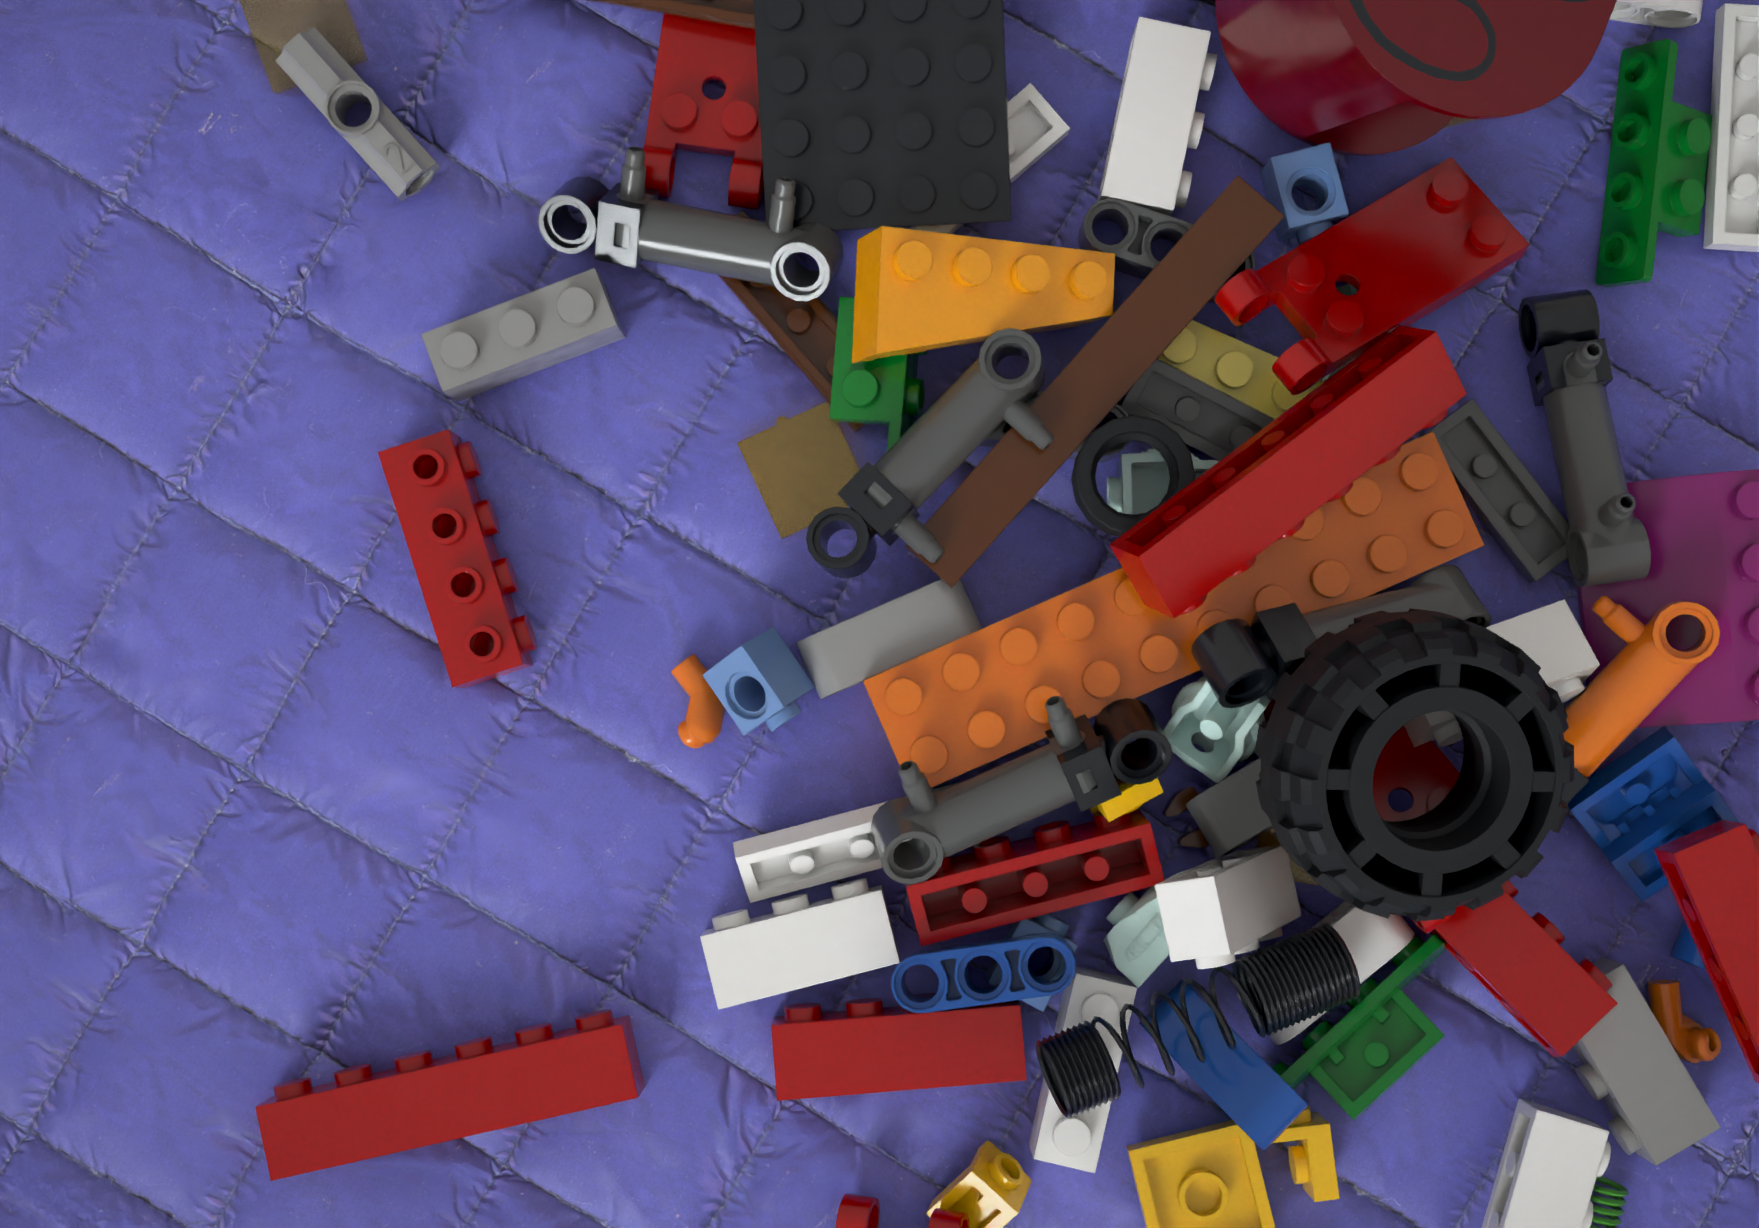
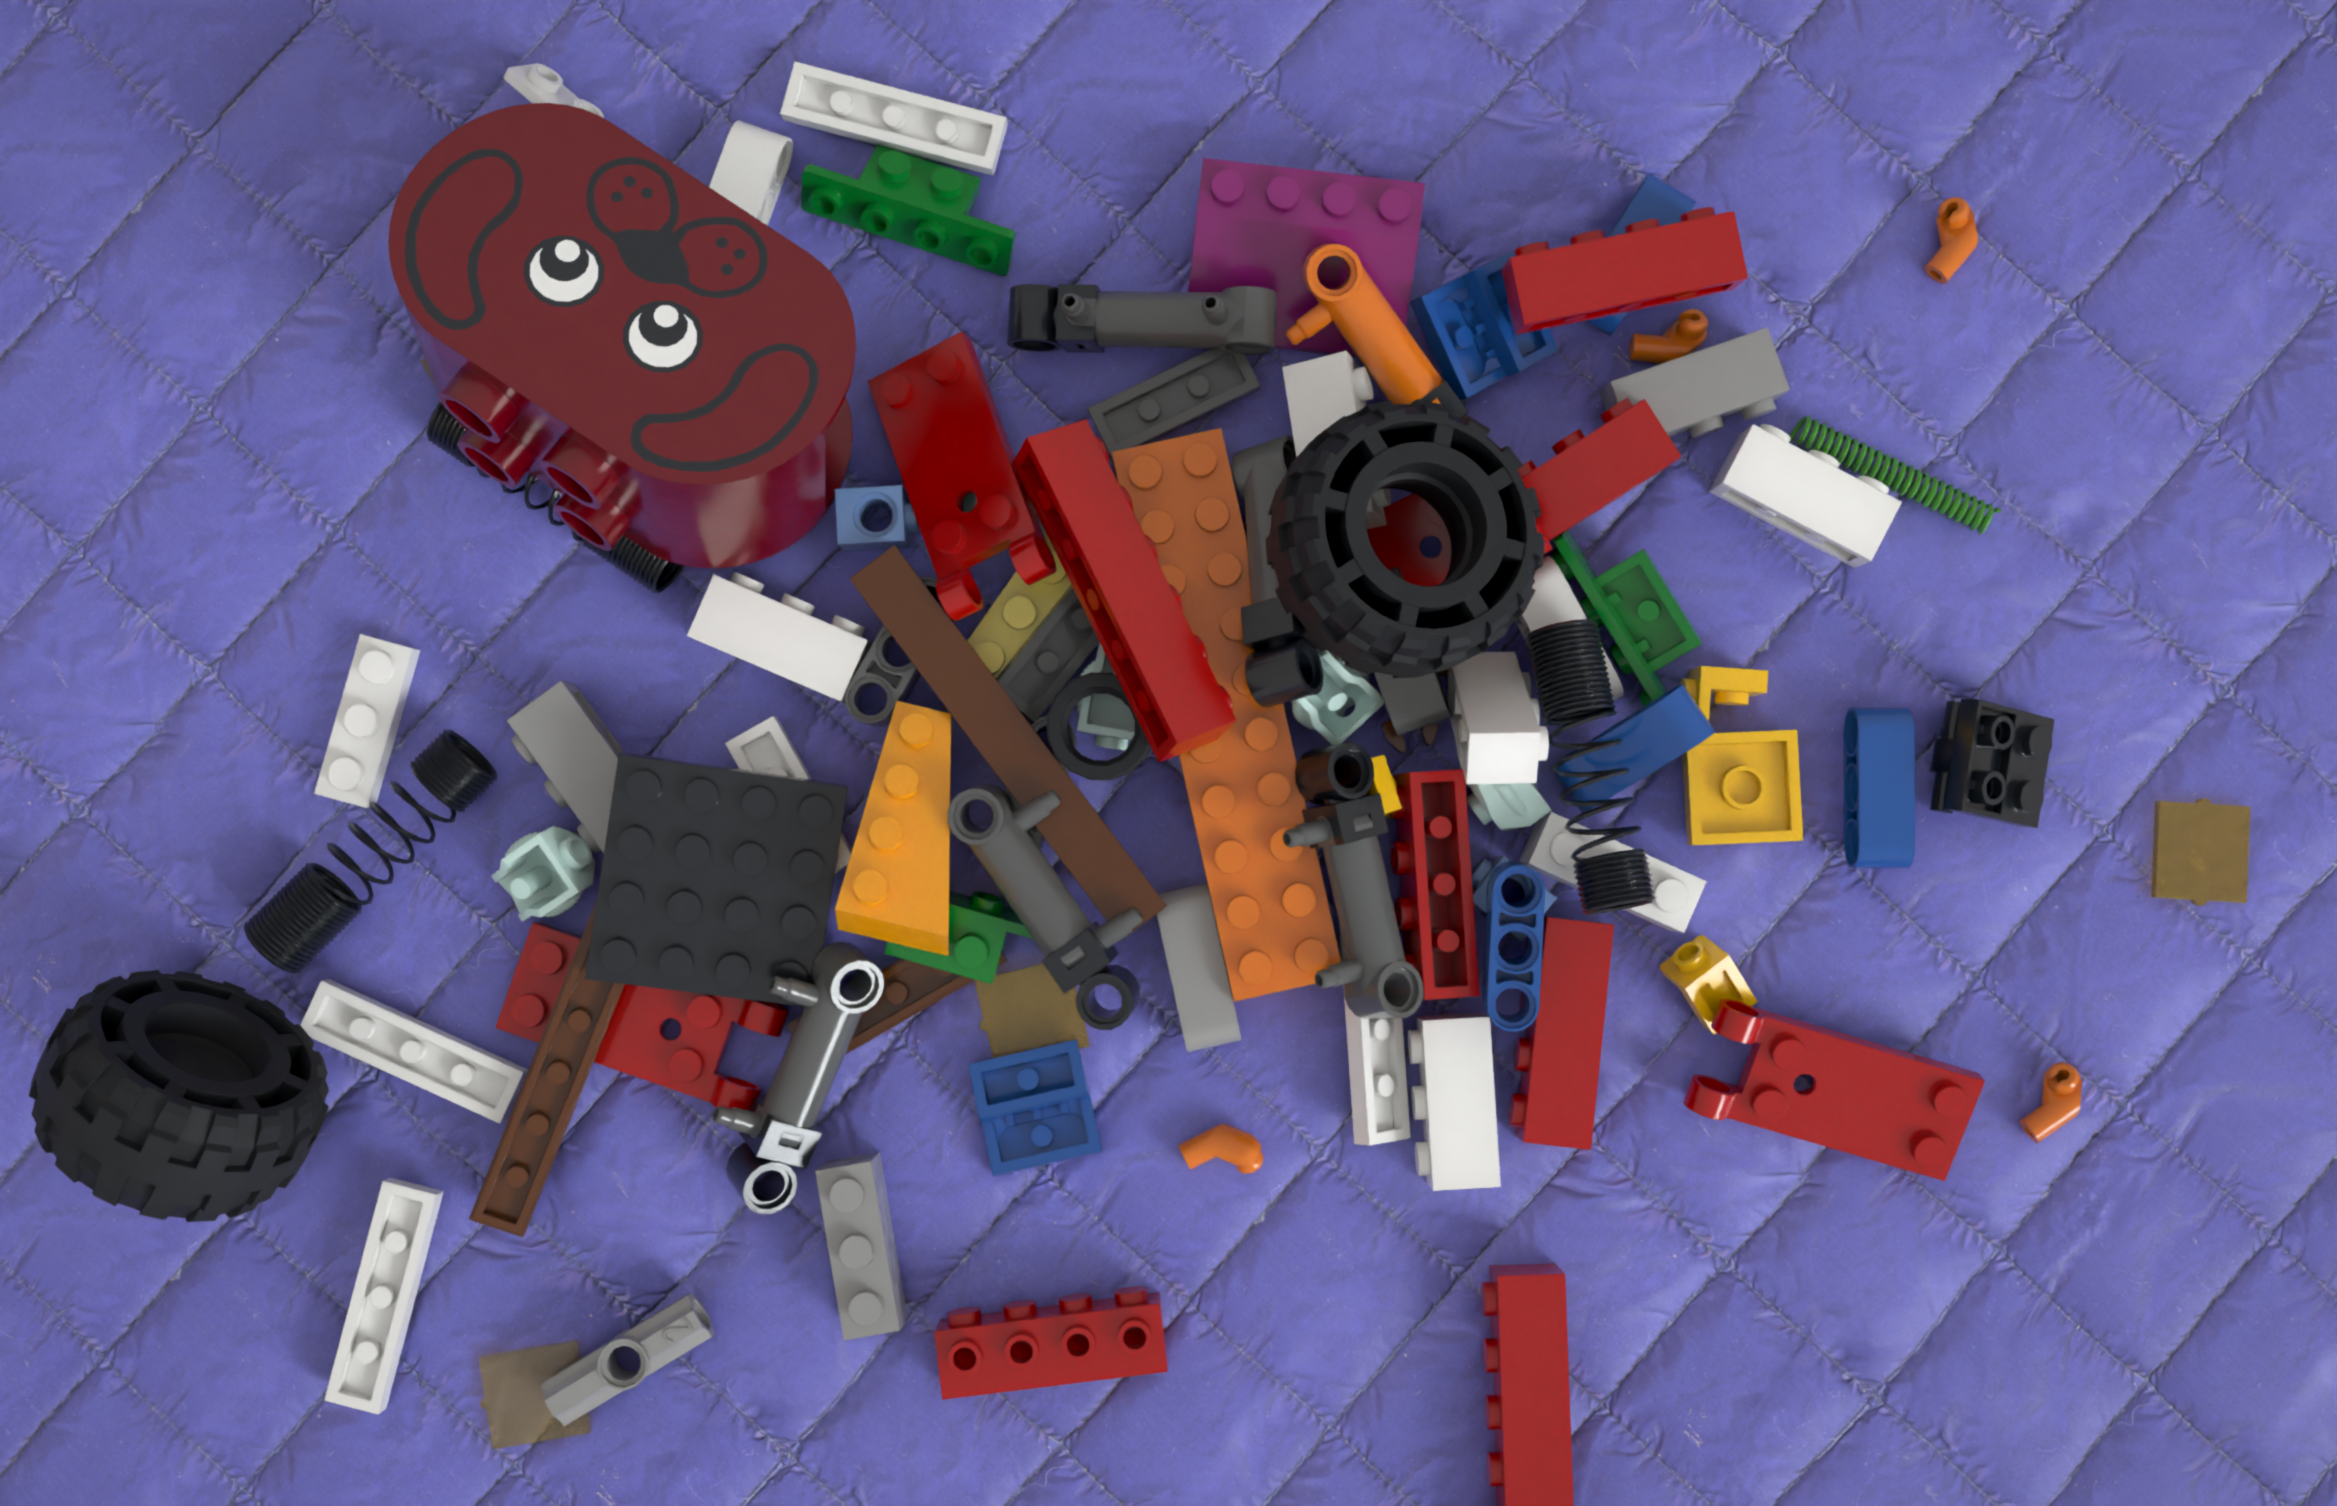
camera: 85 degrees left, 0 degrees up
(704, 492) = (1035, 1108): none -> blue slope
(760, 683) = (1217, 1092): medium blue brick -> none

